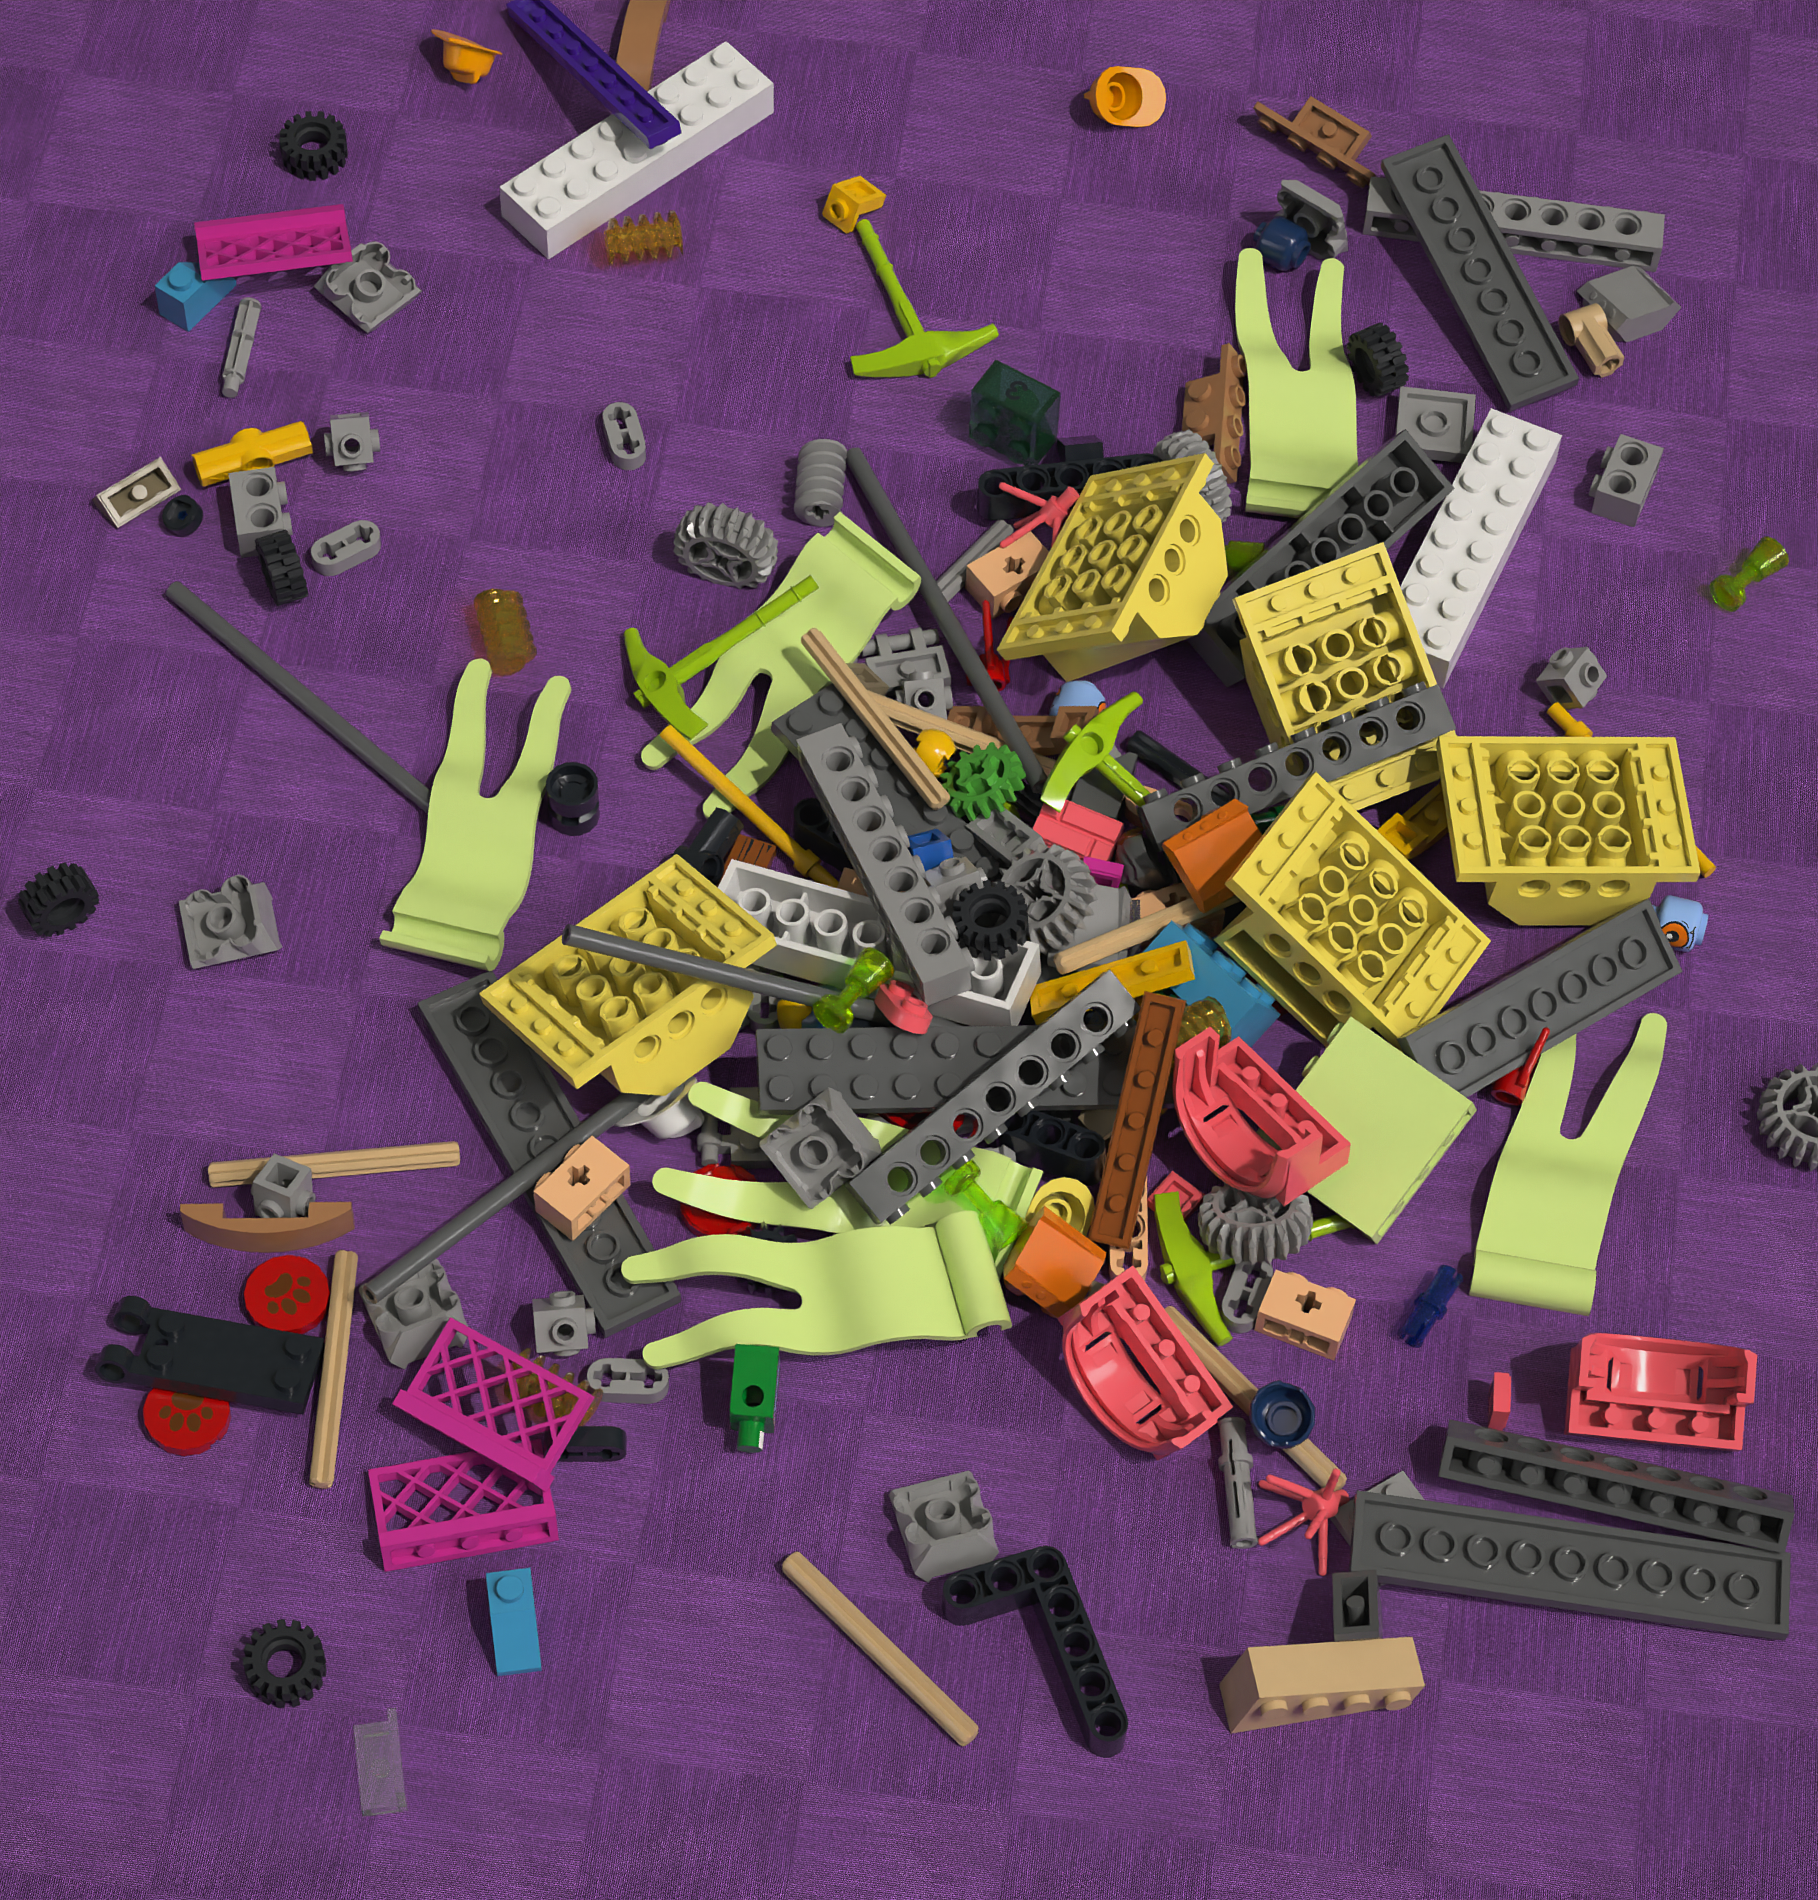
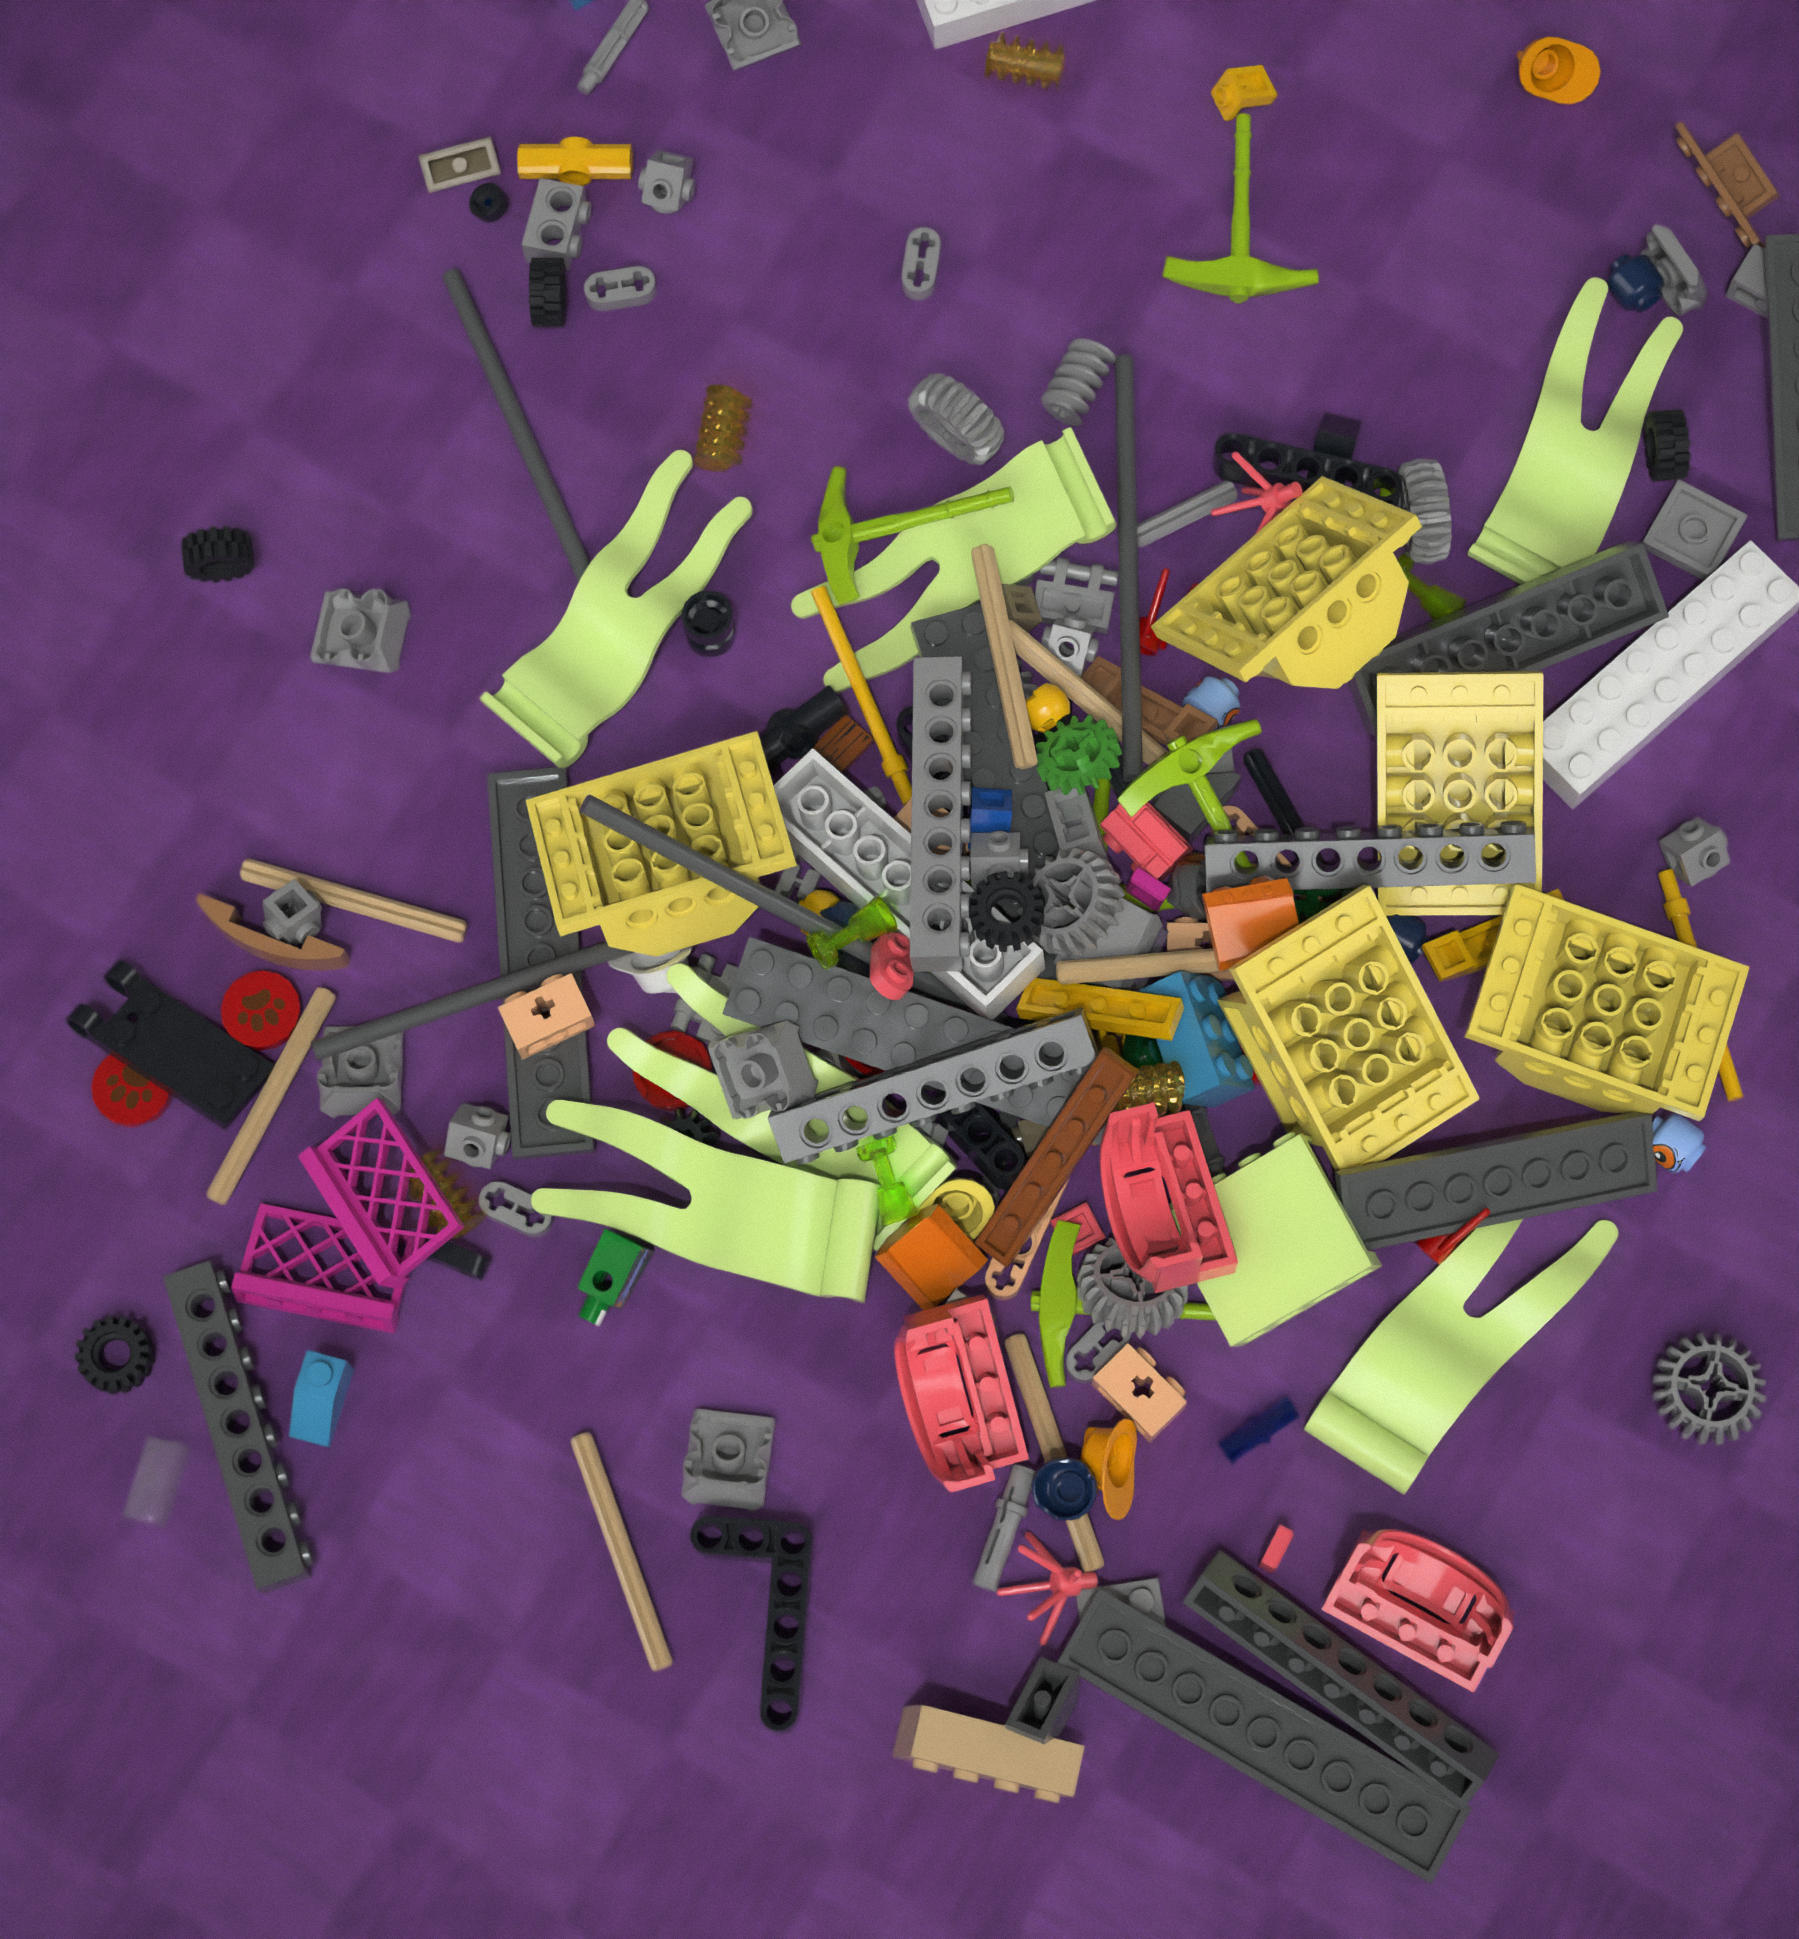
camera: 30 degrees right, 15 degrees up
(537, 1797) = (186, 1292): none -> dark grey brick
(1006, 574) = (1192, 536): light nougat brick -> none
(1014, 414) = (1287, 379): brick -> none
(1215, 410) = (1487, 441): medium nougat bracket -> none
(1307, 1370) = (1111, 1458): none -> light orange piece

